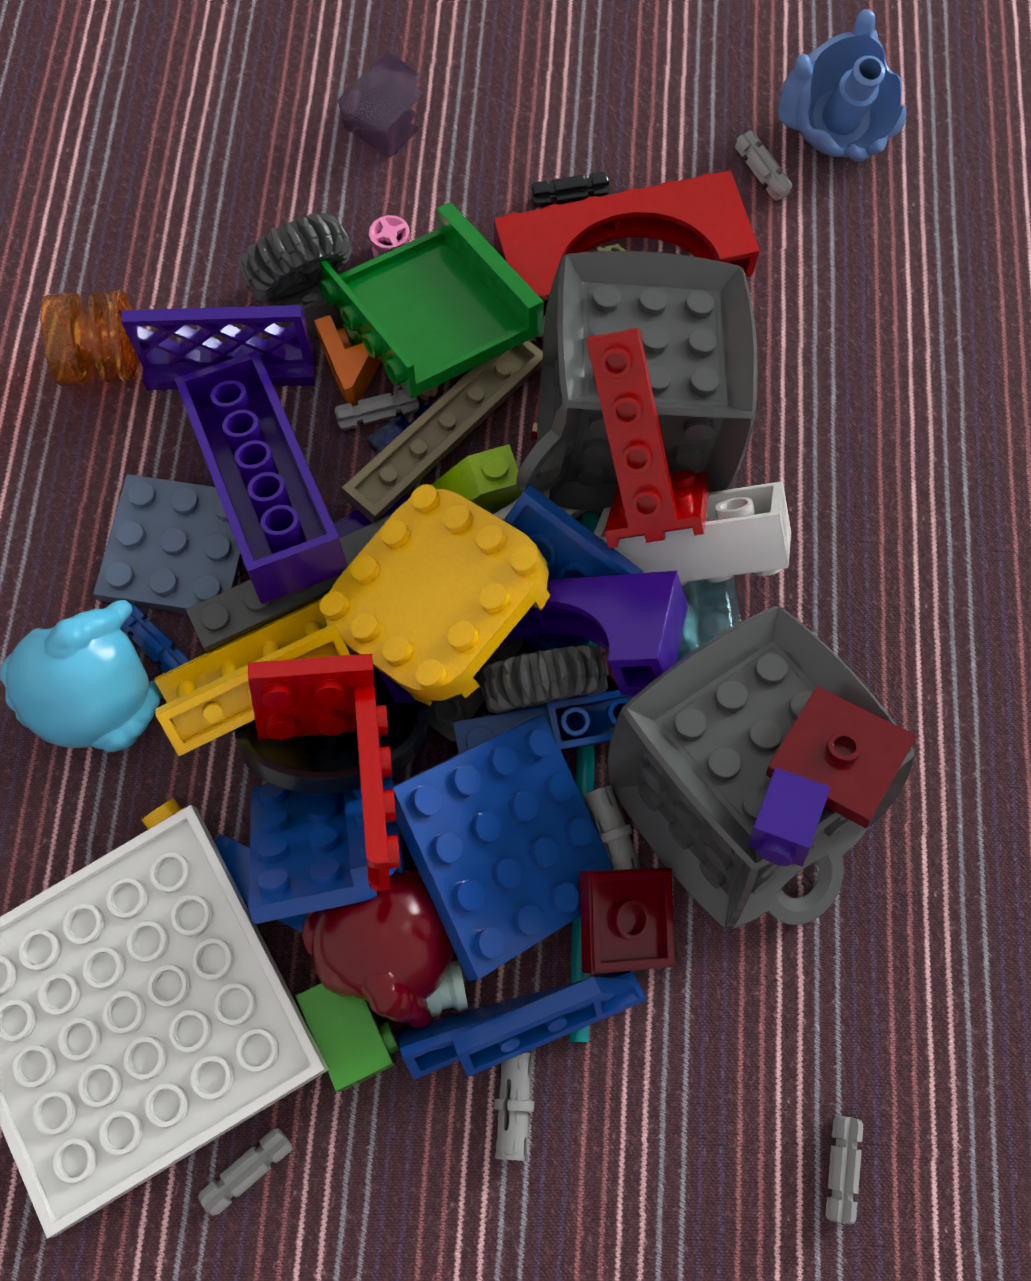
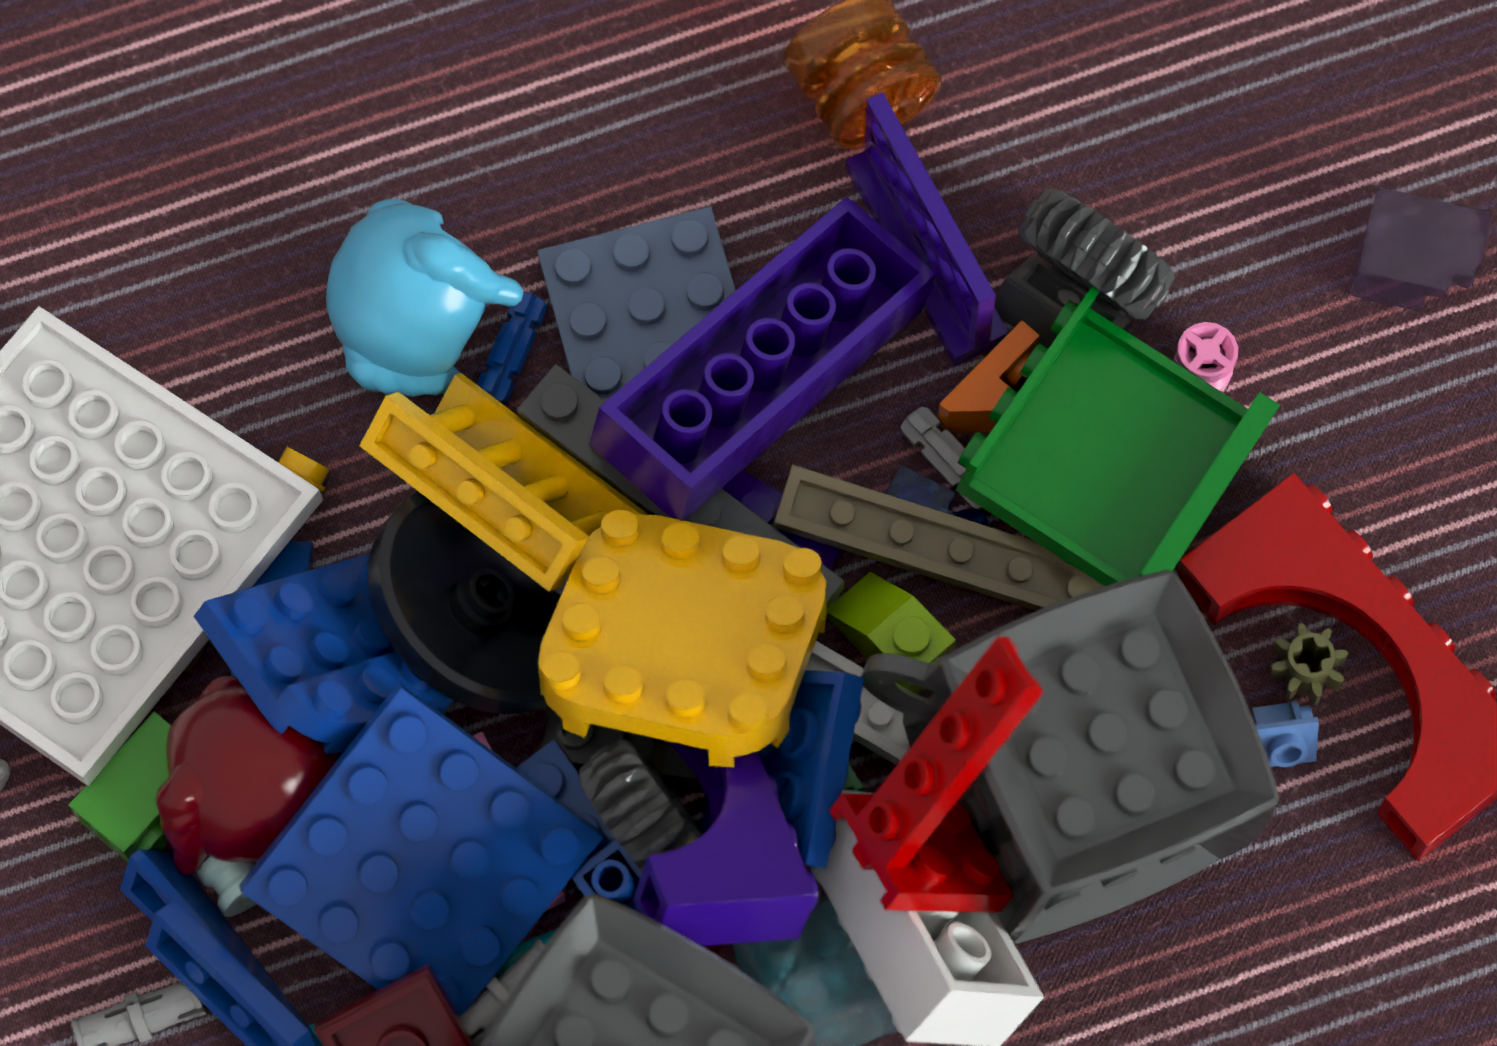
camera: 70 degrees right, 0 degrees up
(332, 699) = (487, 580): red bracket -> none
(569, 189) = (1419, 554): black axle -> none

